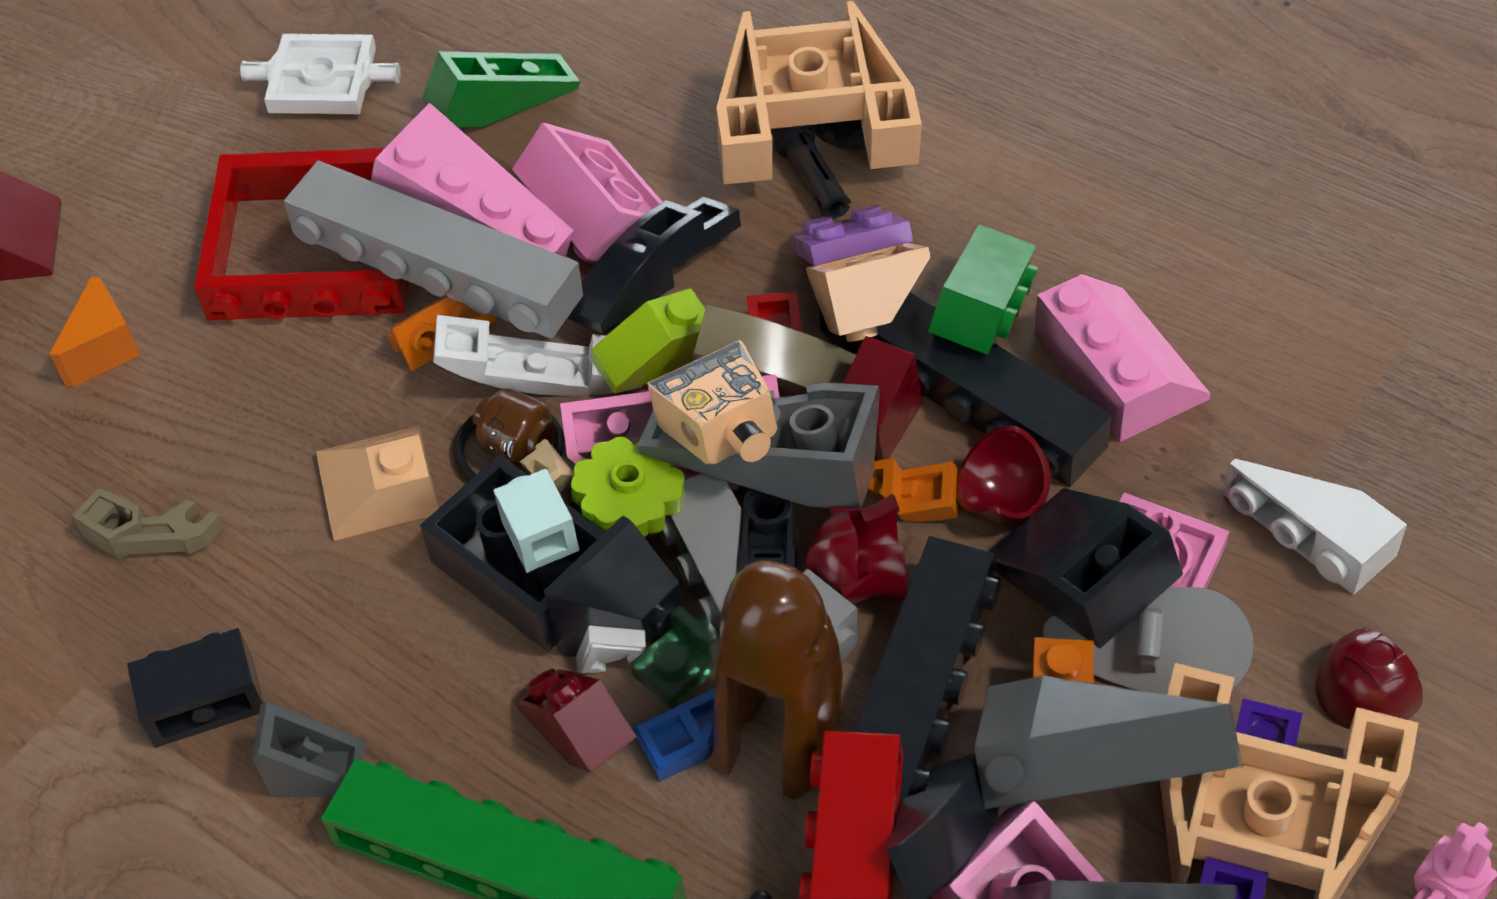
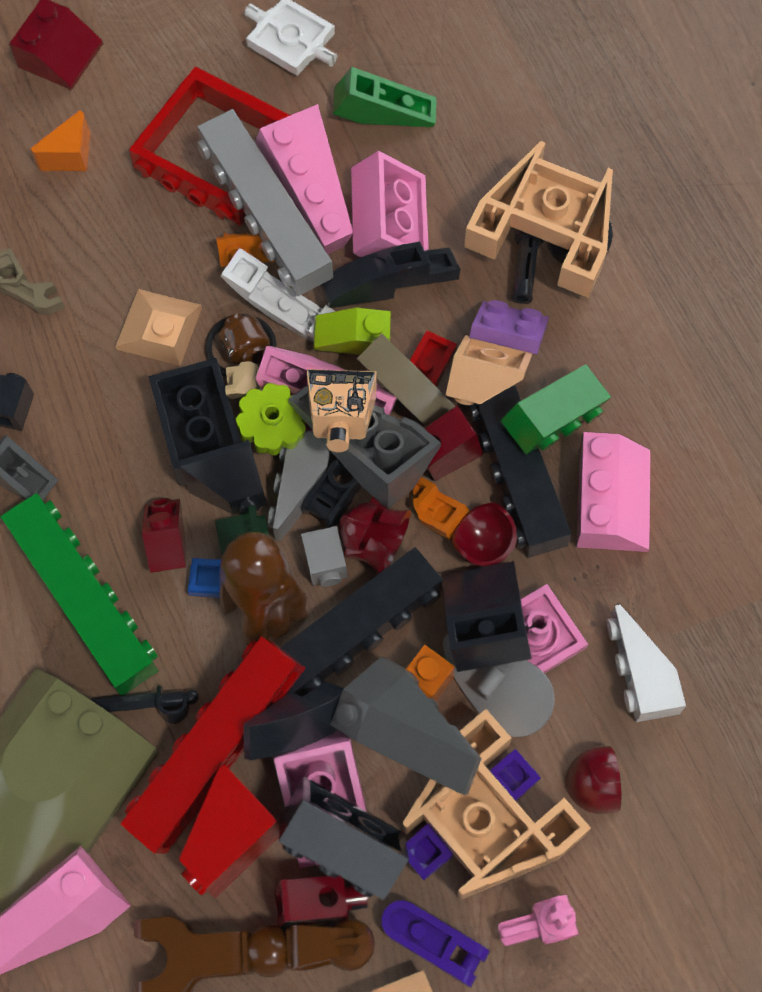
camera: 30 degrees right, 15 degrees up
(536, 519) = (202, 413): light aqua brick -> none
(608, 645) = (206, 502): white tile -> none

